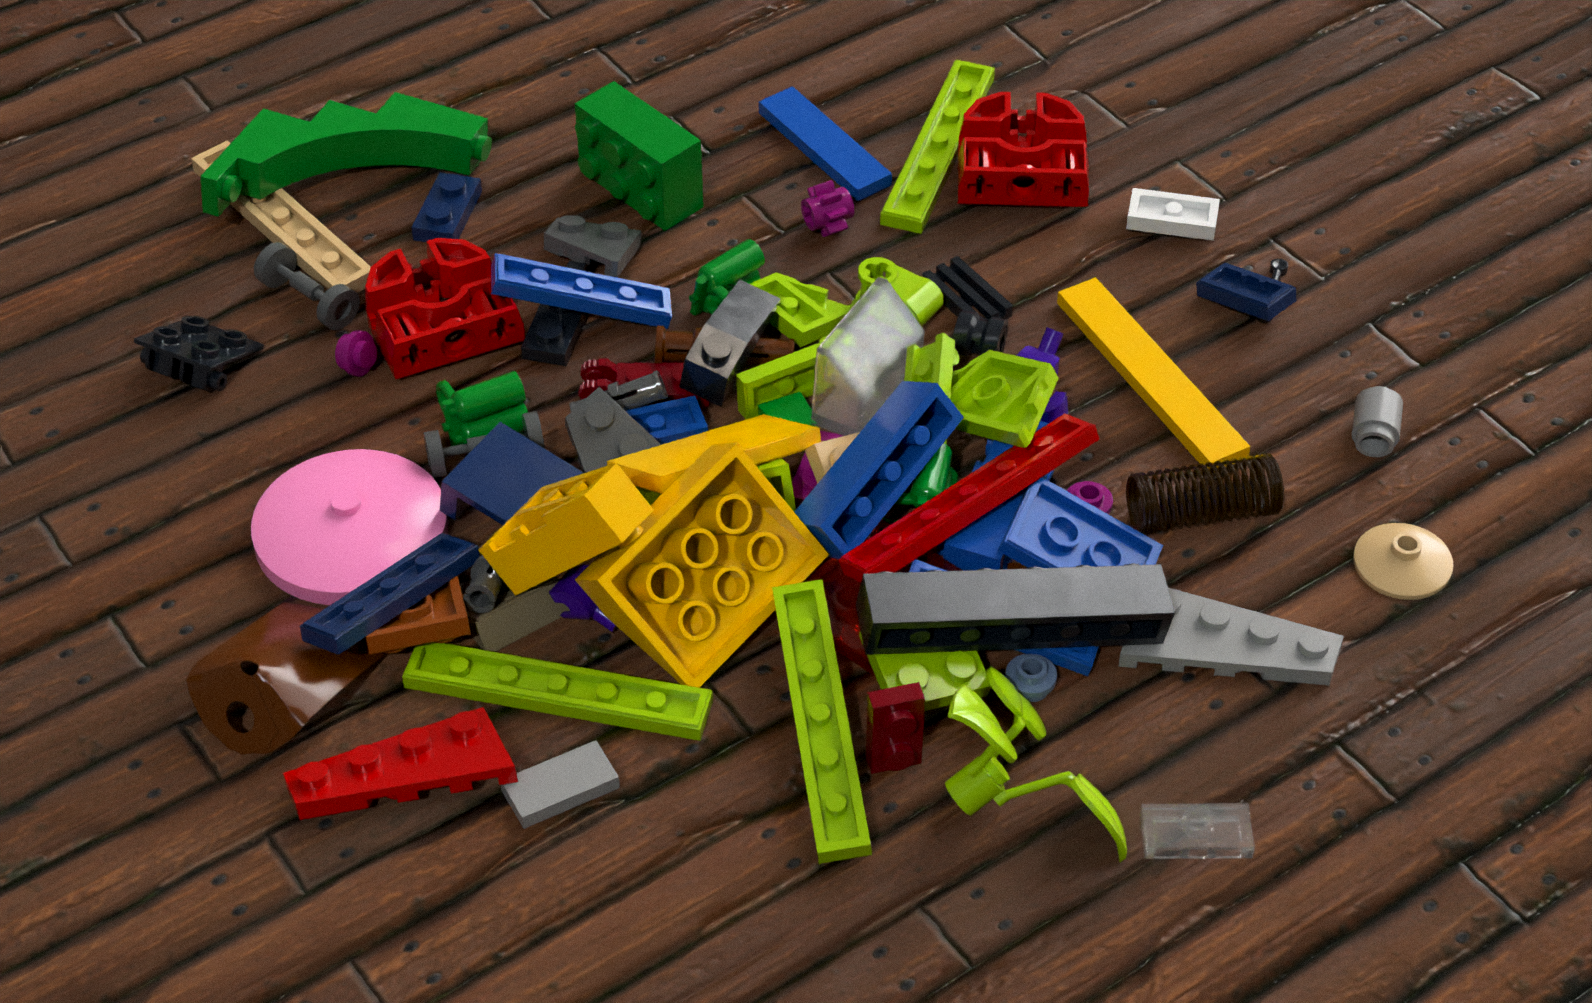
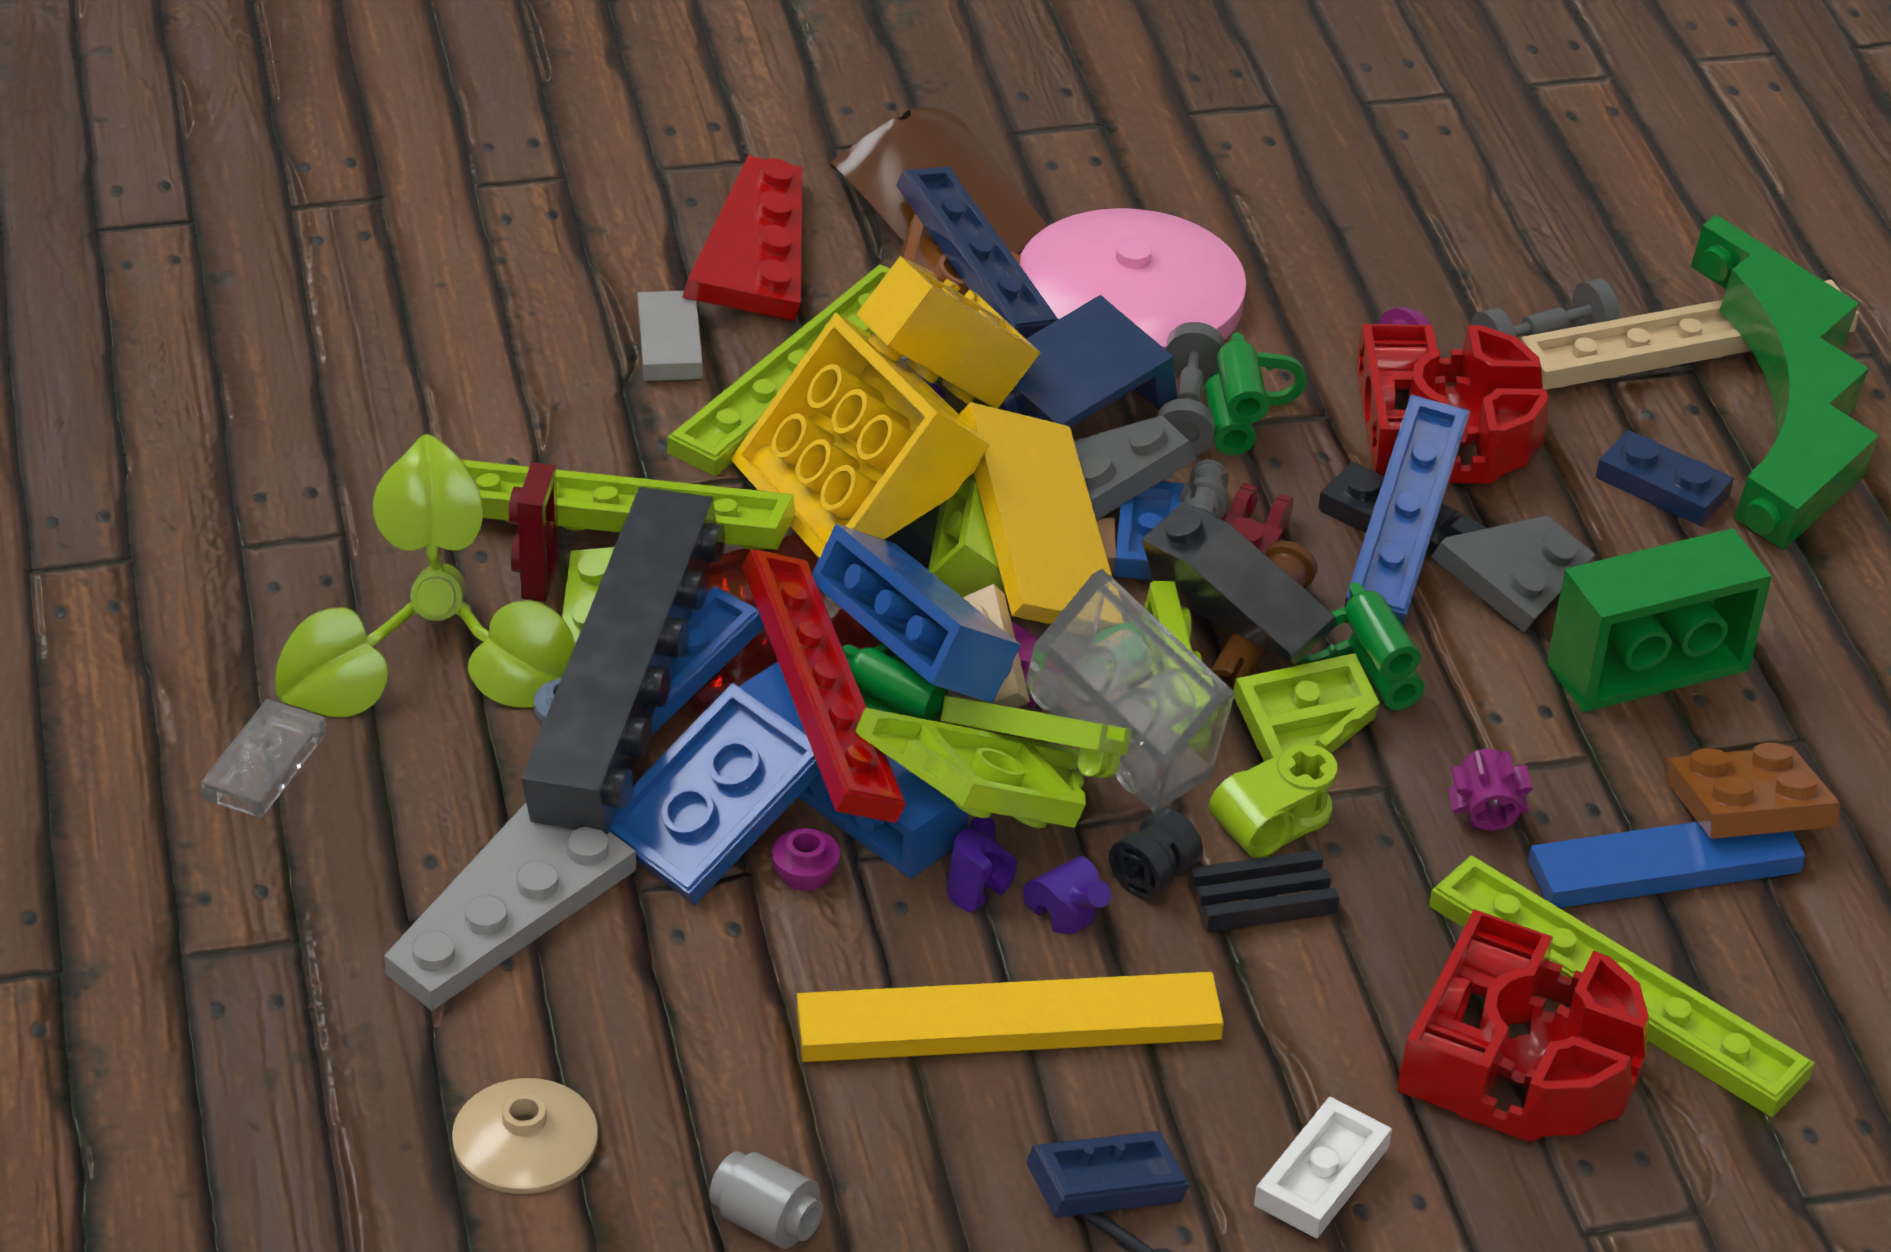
camera: 110 degrees right, 5 degrees down
(194, 351) = (1474, 230): black hinge -> none
(754, 110) = (1752, 791): none -> dark orange plate
(1234, 493) = (719, 892): dark brown piece -> none

